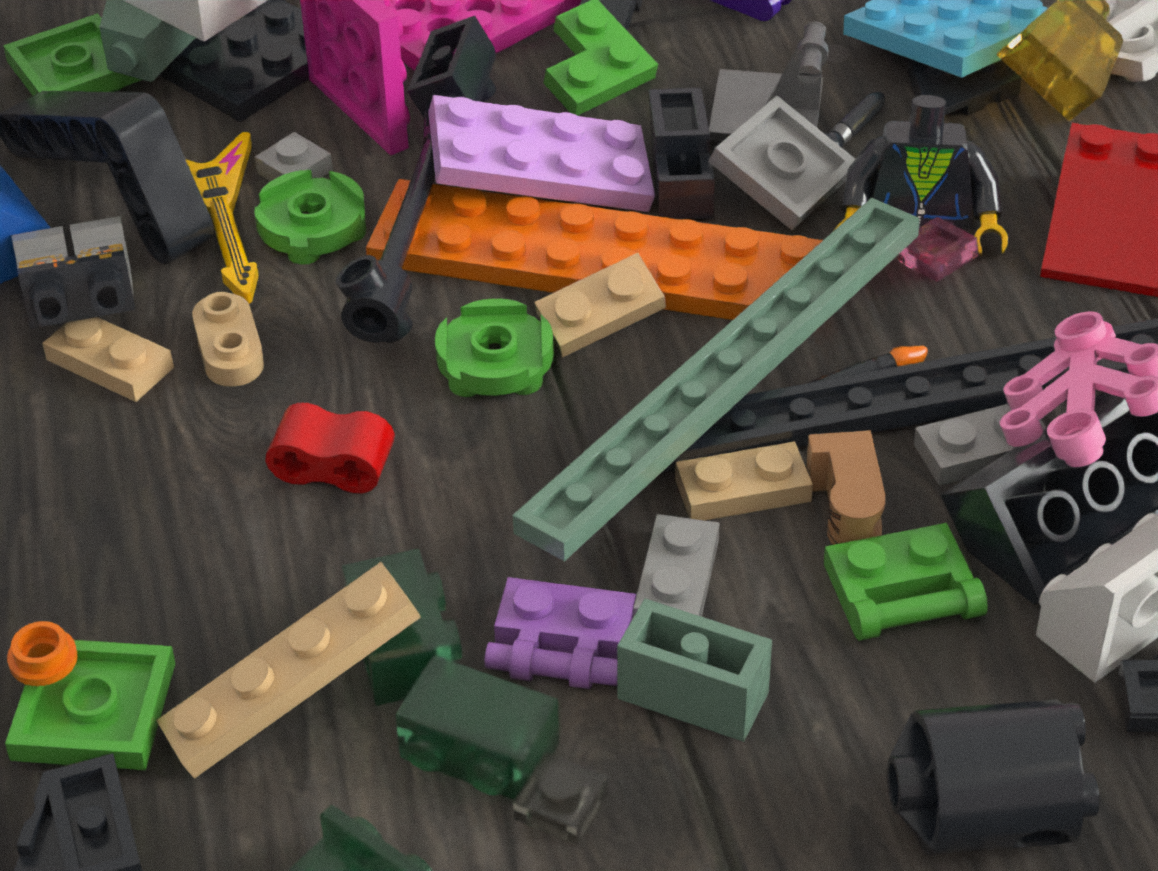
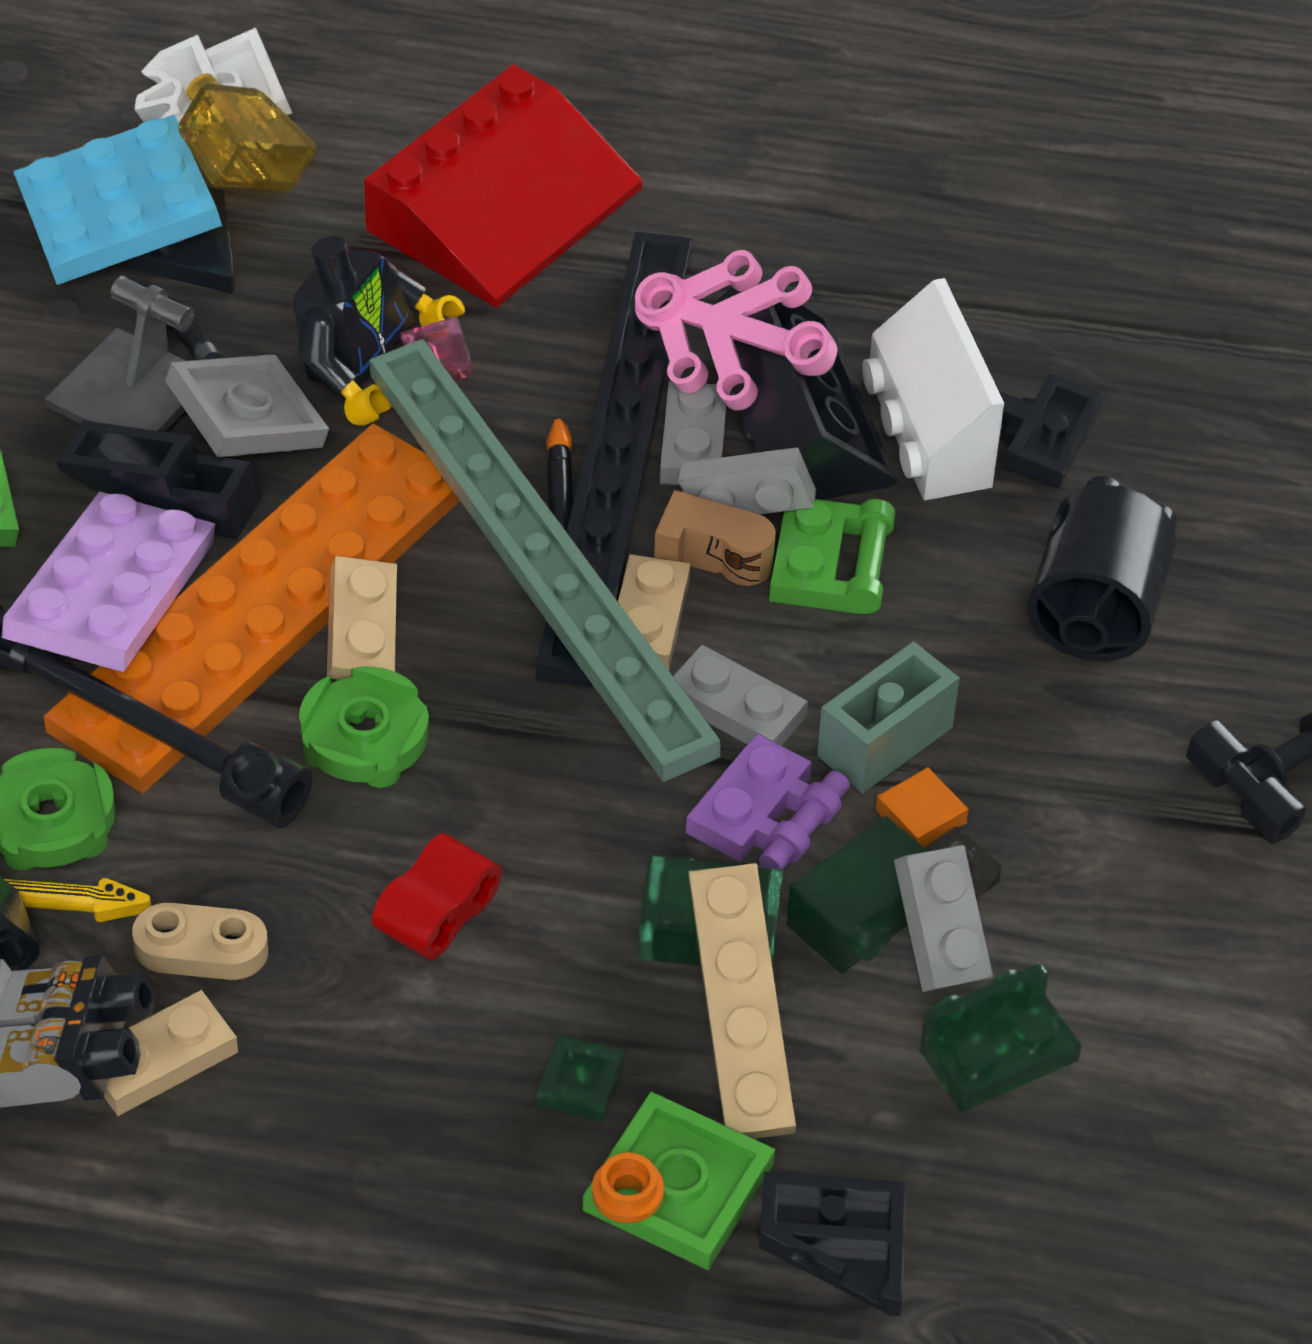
camera: 70 degrees left, 5 degrees up
(177, 602) = (580, 1078): none -> clear green plate
(462, 788) = (943, 918): none -> light grey plate
(623, 748) = (923, 807): none -> orange tile
(917, 479) = (752, 481): none -> light grey plate

